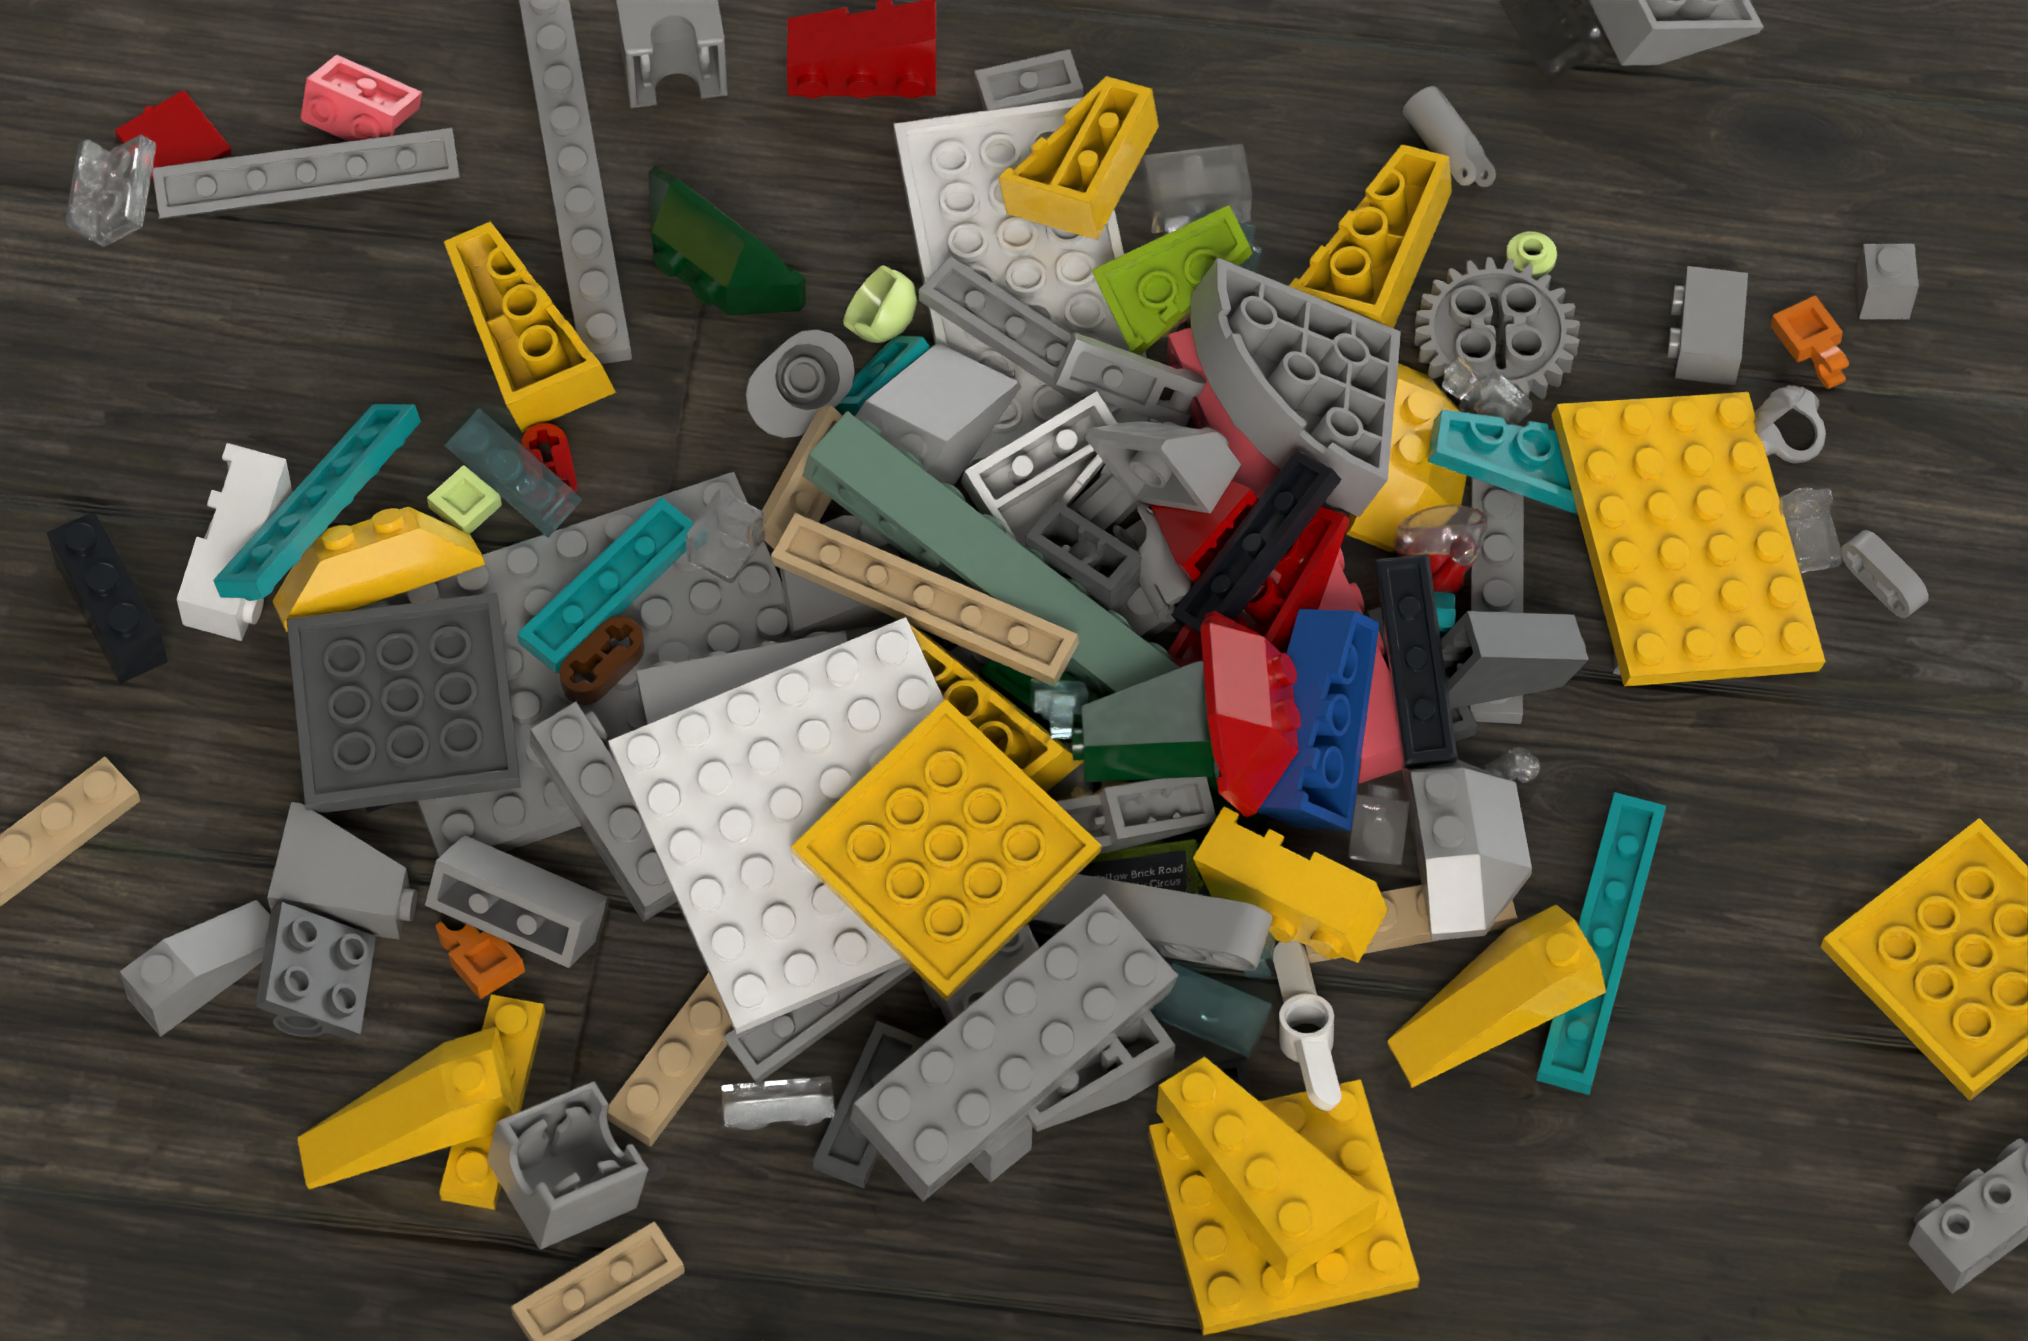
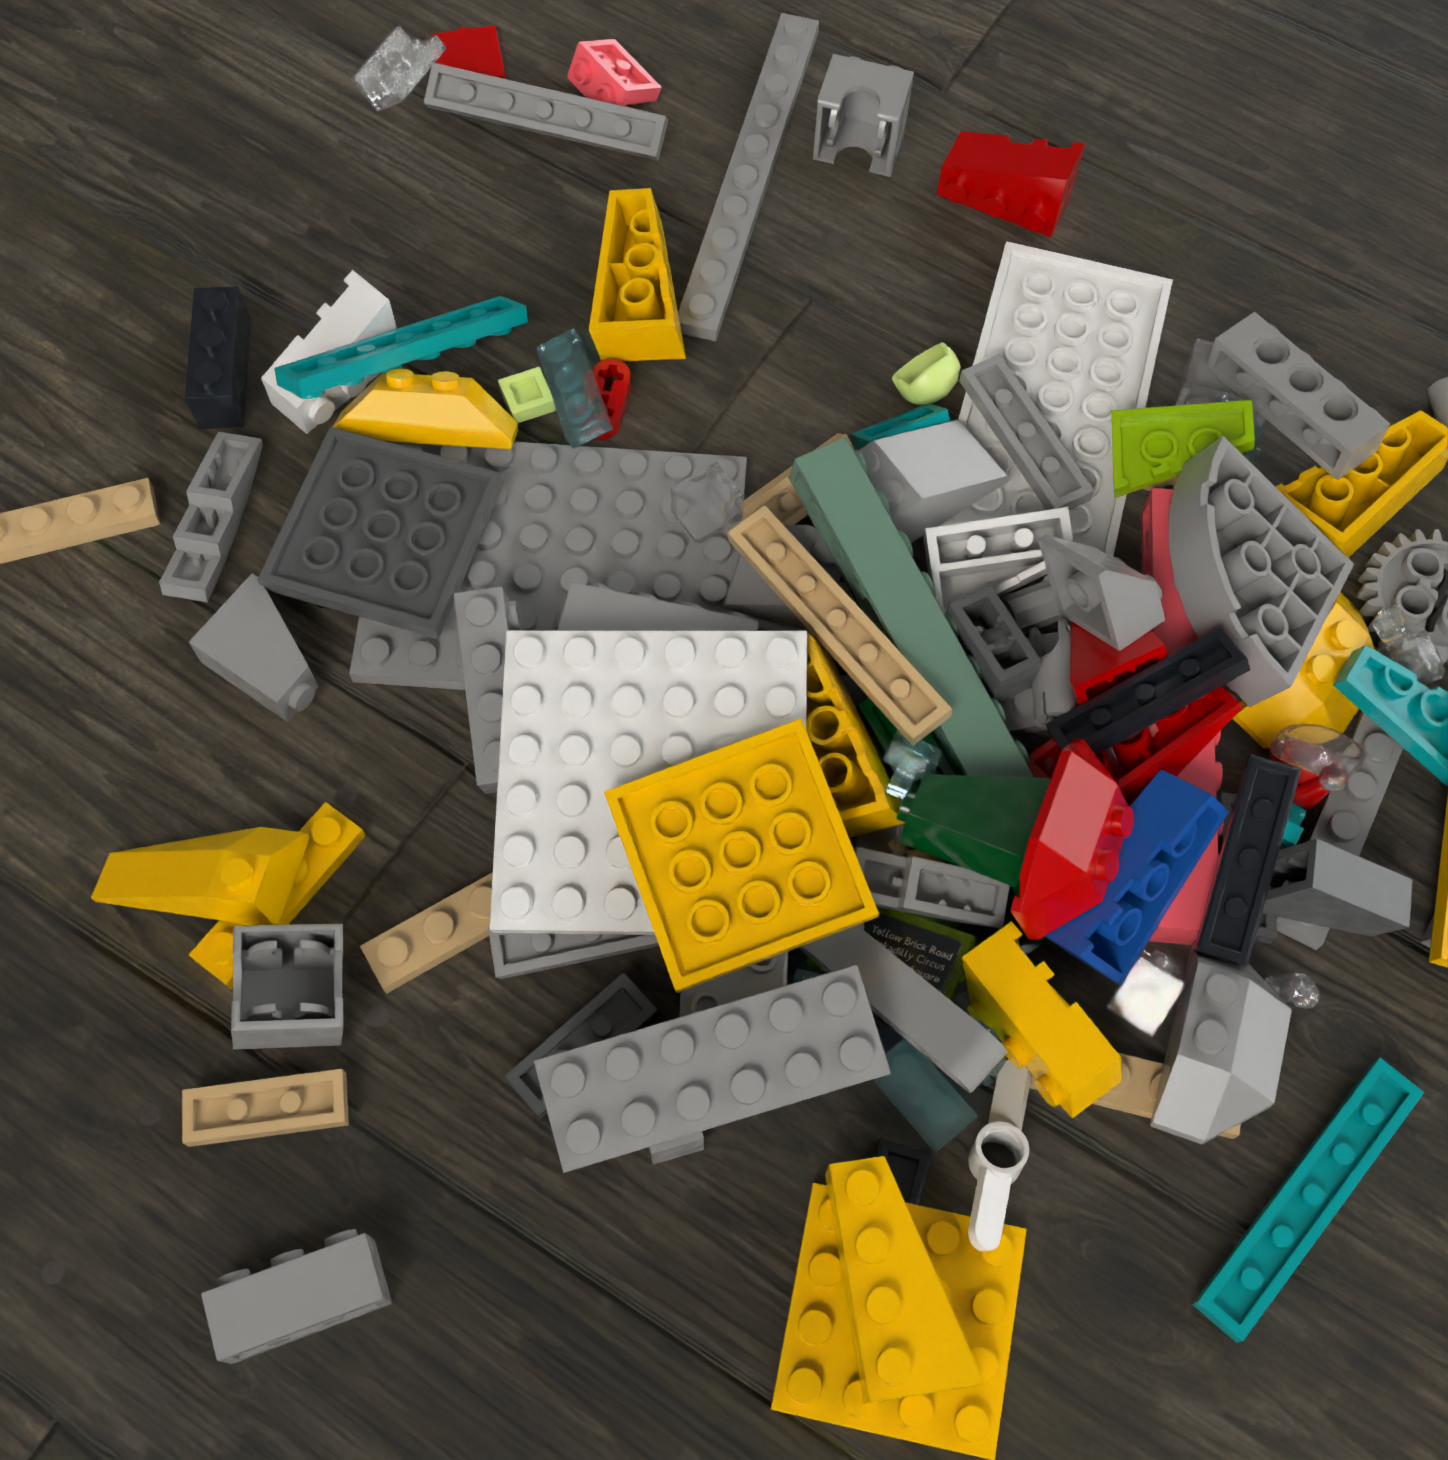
camera: 25 degrees right, 5 degrees up
(195, 965) = (115, 673): light grey slope -> none
(199, 766) = (213, 516): none -> light grey slope
(314, 974) = (193, 721): dark grey plate -> none
(480, 958) = (336, 765): orange plate -> none
(516, 901) = (383, 732): light grey brick -> none
(596, 655) = (558, 563): reddish brown beam -> none
(607, 584) = (591, 504): teal plate -> none
(717, 254) = (818, 287): dark green wedge -> none
(793, 1100) = (504, 1006): clear plate -> none
(797, 380) = (830, 403): light grey piece -> none
(1029, 82) = (1130, 250): light grey plate -> none
(1086, 163) = (1145, 325): yellow wedge -> none
(1114, 1075) = (806, 1122): light grey slope -> none
(1128, 380) = (1100, 509): light grey plate -> none
(1303, 196) = (1297, 395): none -> light grey brick
(1507, 990) = (1206, 1204): yellow wedge -> none

